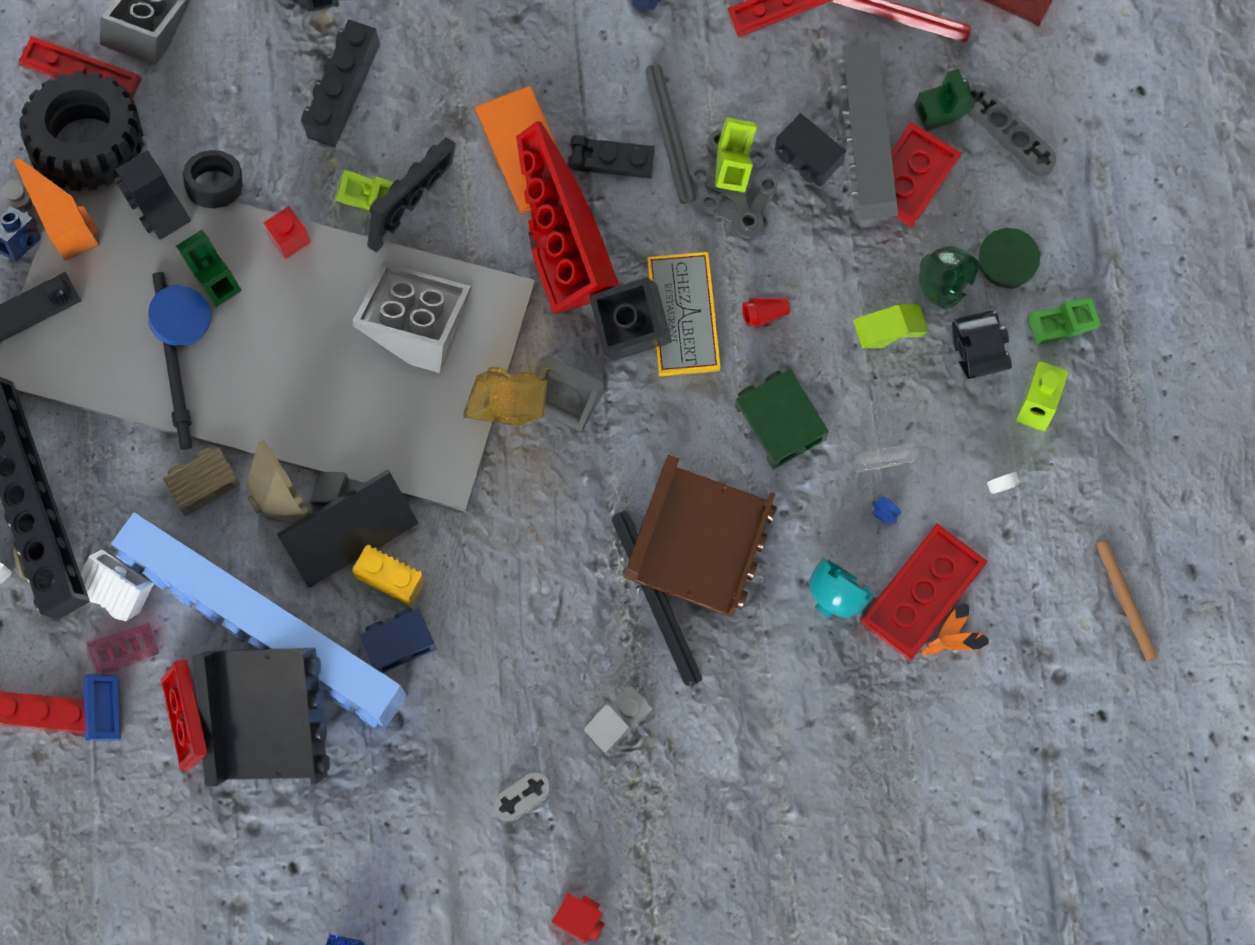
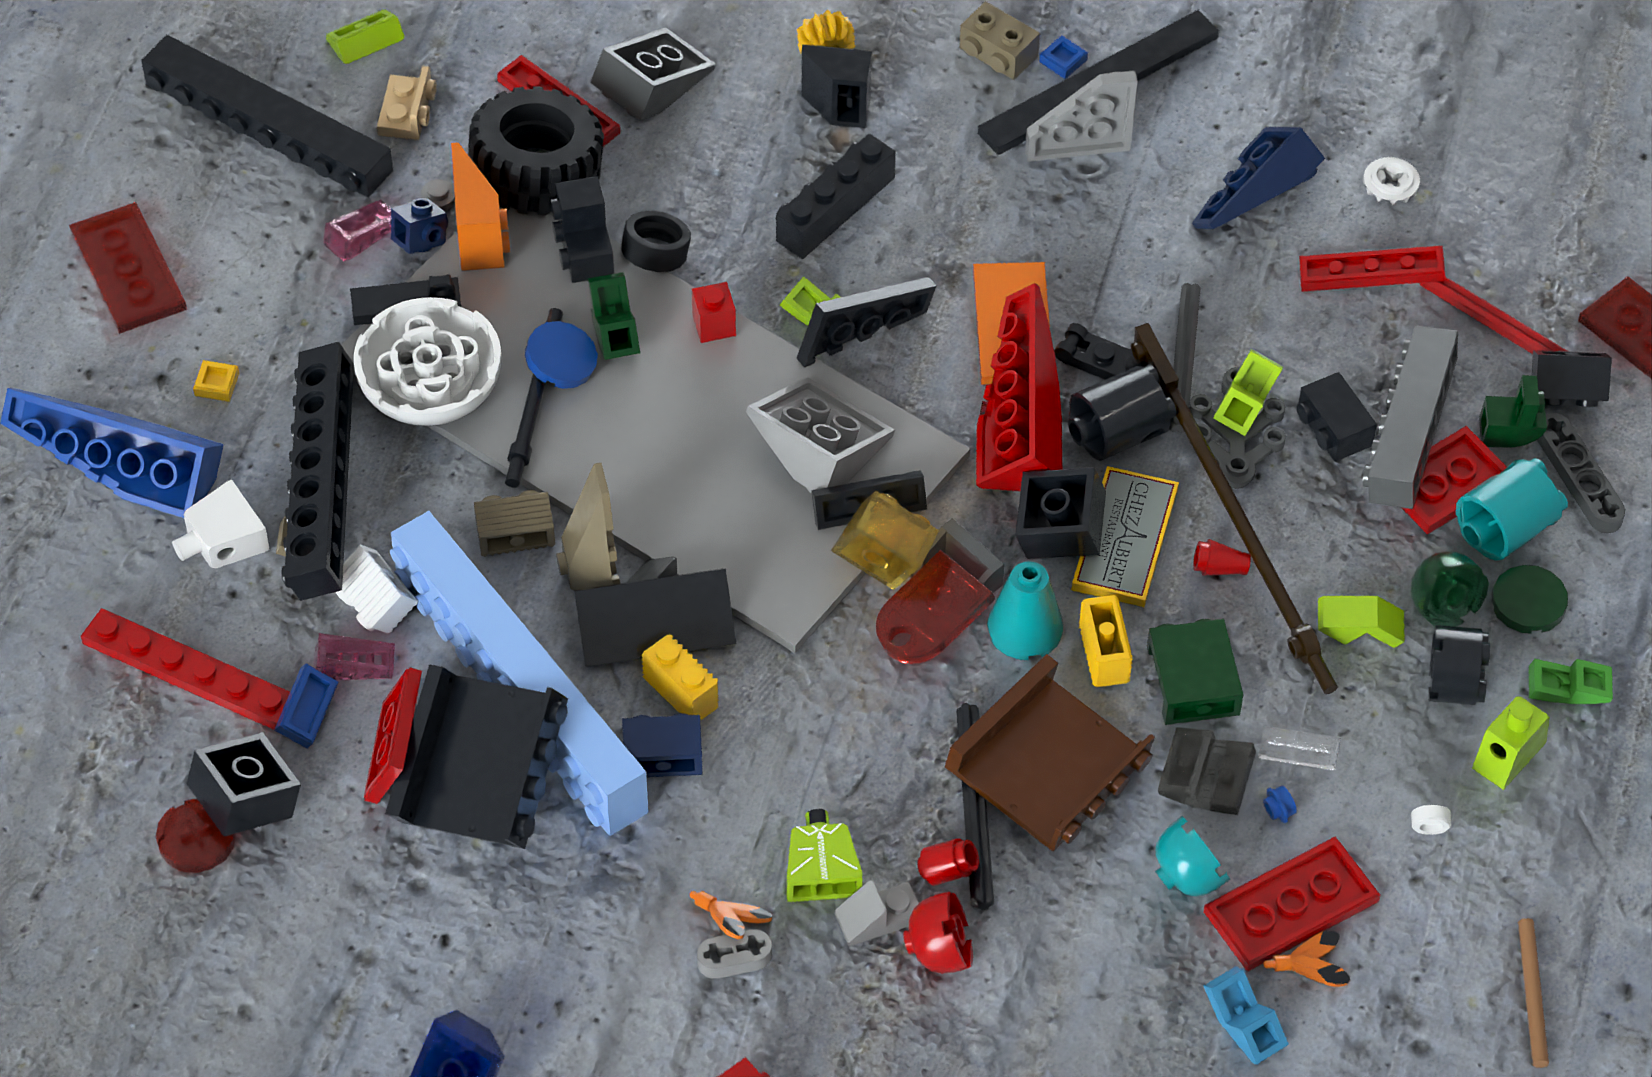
camera: 20 degrees right, 20 degrees down
(54, 338) = (424, 332): none -> white brick
(60, 853) = (191, 839): none -> clear red tile
(82, 803) = (243, 784): none -> black brick
(493, 350) = (838, 504): none -> black hinge
(503, 765) = (730, 914): none -> orange piece
(558, 692) = (822, 860): none -> lime torso
(560, 439) = (932, 609): none -> clear red tile
(635, 421) = (1026, 614): none -> teal cone
(643, 210) = (1120, 412): none -> black cylinder
(656, 659) = (948, 861): none -> red brick
(666, 168) = (1303, 640): none -> dark brown bar
(673, 726) = (939, 935): none -> red cylinder
(706, 420) = (1105, 641): none -> yellow brick
(820, 500) = (1206, 771): none -> clear smoke slope
(925, 705) = (1247, 1022): none -> dark azure slope
(972, 189) = (1510, 509): none -> teal cylinder
(976, 48) = (1572, 376): none -> black brick

